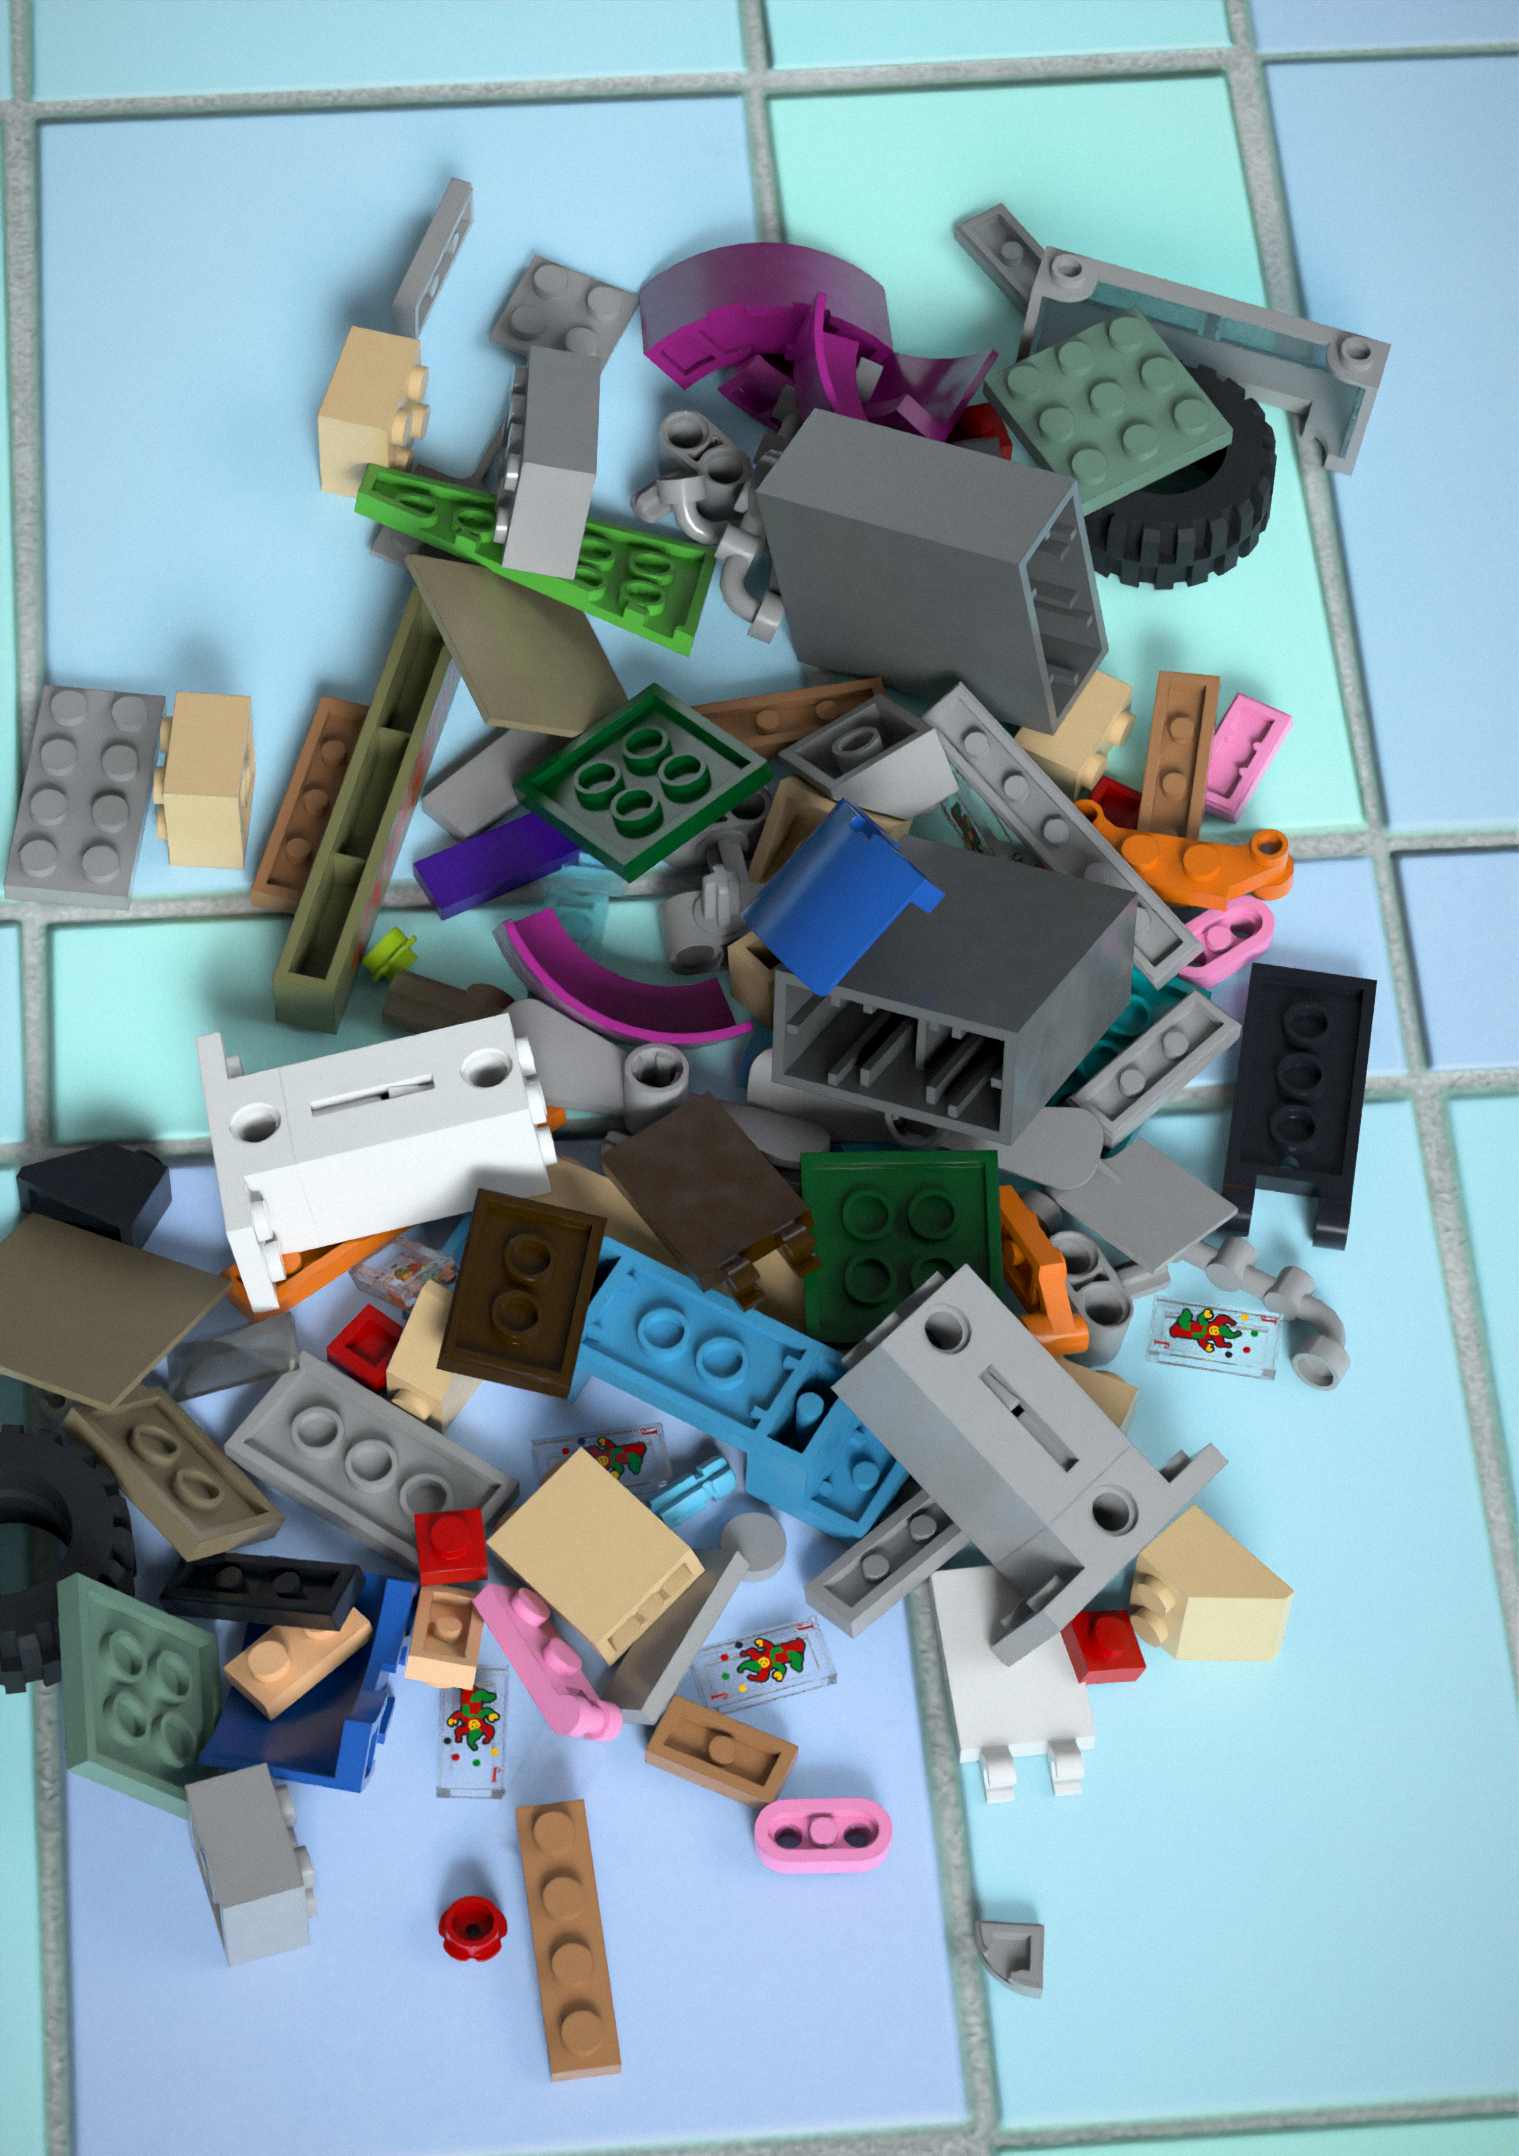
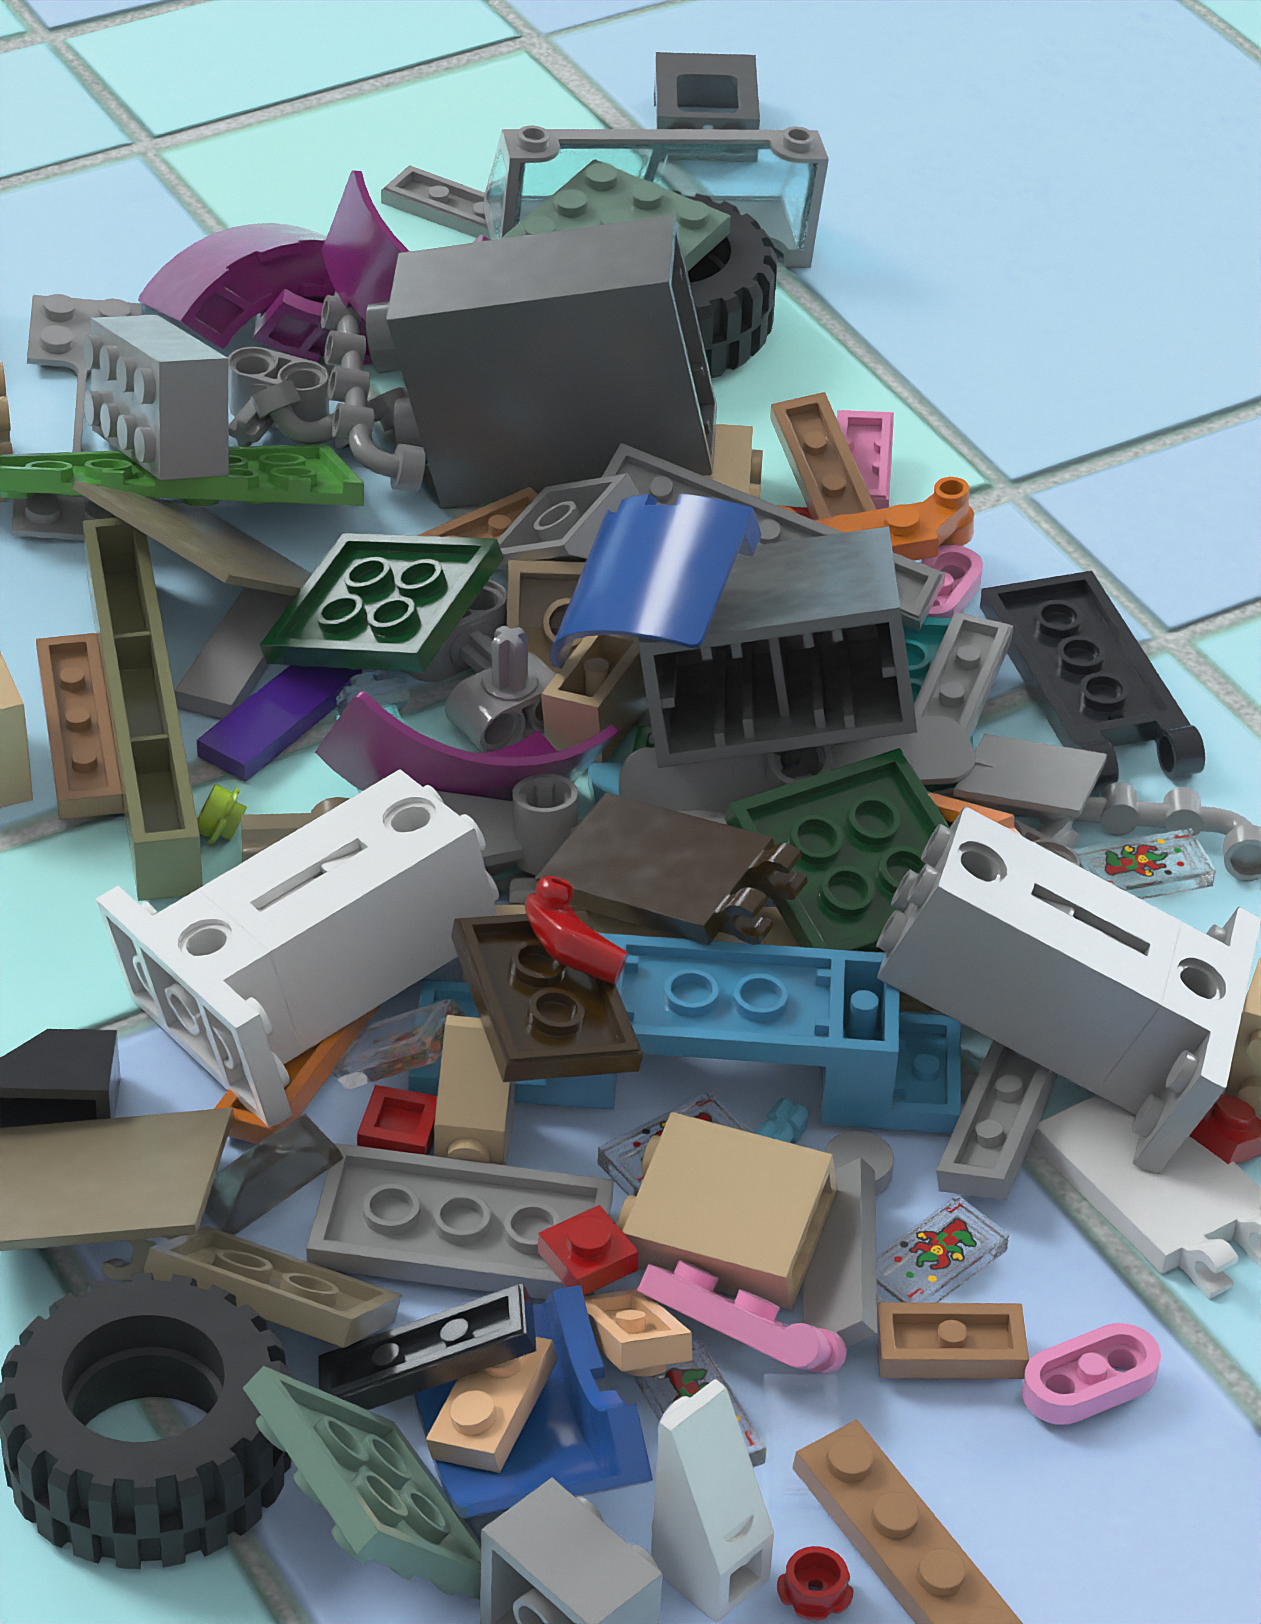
camera: 25 degrees left, 15 degrees down
(397, 1832) = (708, 1506): none -> white slope
(560, 1245) = (567, 936): none -> red arm
(1371, 187) = (706, 82): none -> dark grey window

